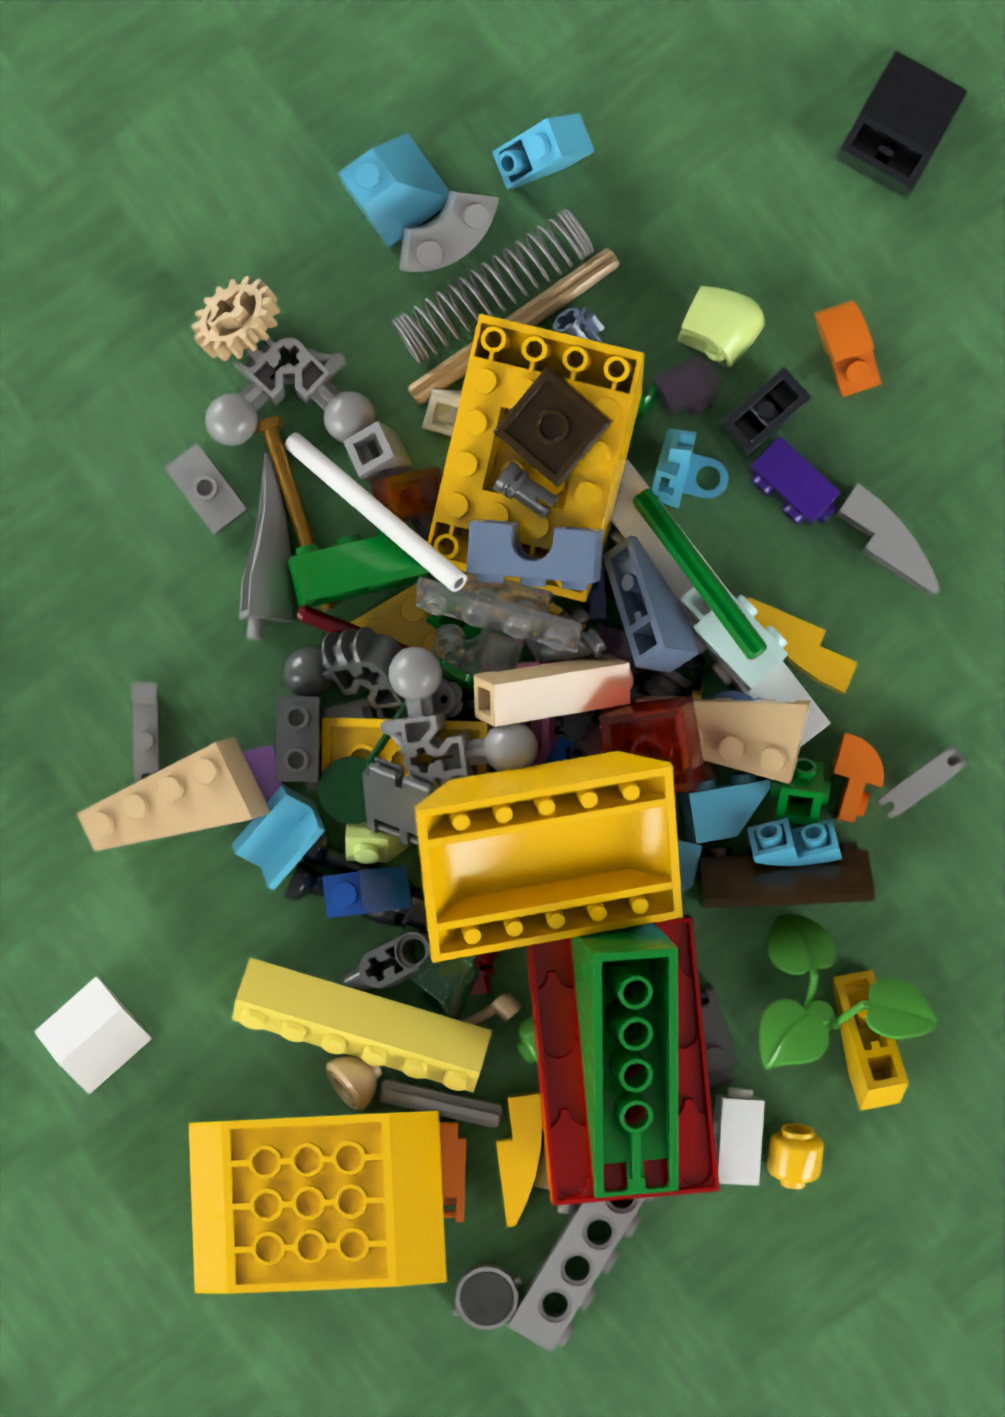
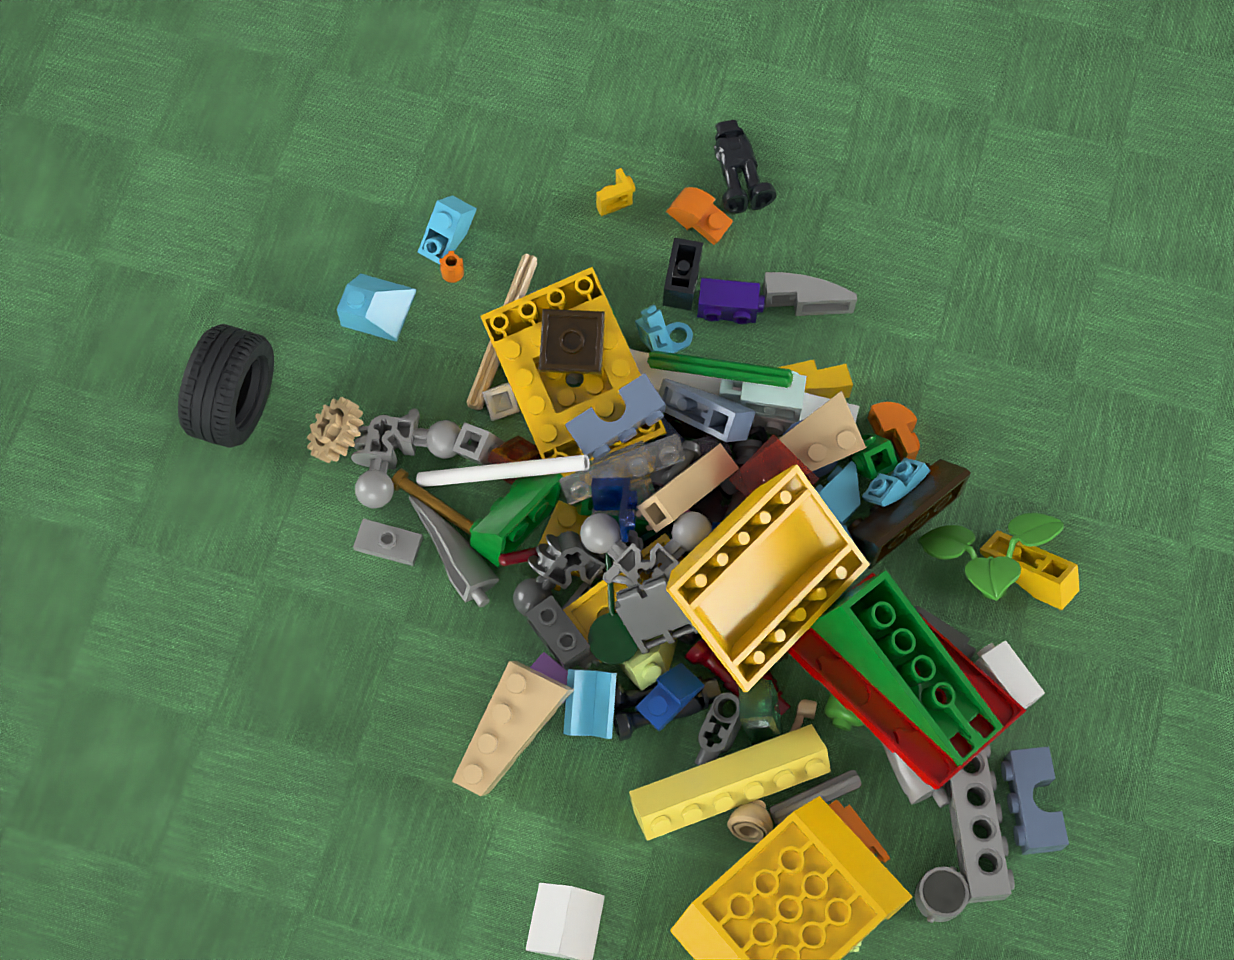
camera: 40 degrees left, 20 degrees down
(145, 187) = (225, 385): none -> black tyre
(145, 729) = (454, 705): light grey piece -> none
(450, 234) = (429, 298): light grey brick -> none
(470, 642) = (616, 494): none -> clear blue bracket
(514, 214) = (451, 273): none -> orange hose
(516, 484) = (586, 389): dark grey pin -> none
(520, 1153) = (889, 789): yellow slope -> none
(567, 225) = (497, 264): light grey piece -> none
(673, 1245) = (1035, 829): none -> sand blue arch
(688, 387) = (628, 293): clear purple brick -> none
(721, 324) = (619, 248): yellowish green piece -> none
(765, 251) = (615, 196): none -> yellow bracket
(795, 1155) = (1049, 664): yellow head -> none
(901, 124) = (635, 92): black slope -> none
(923, 781) = (935, 406): light grey piece -> none
(951, 300) = (737, 156): none -> black piece

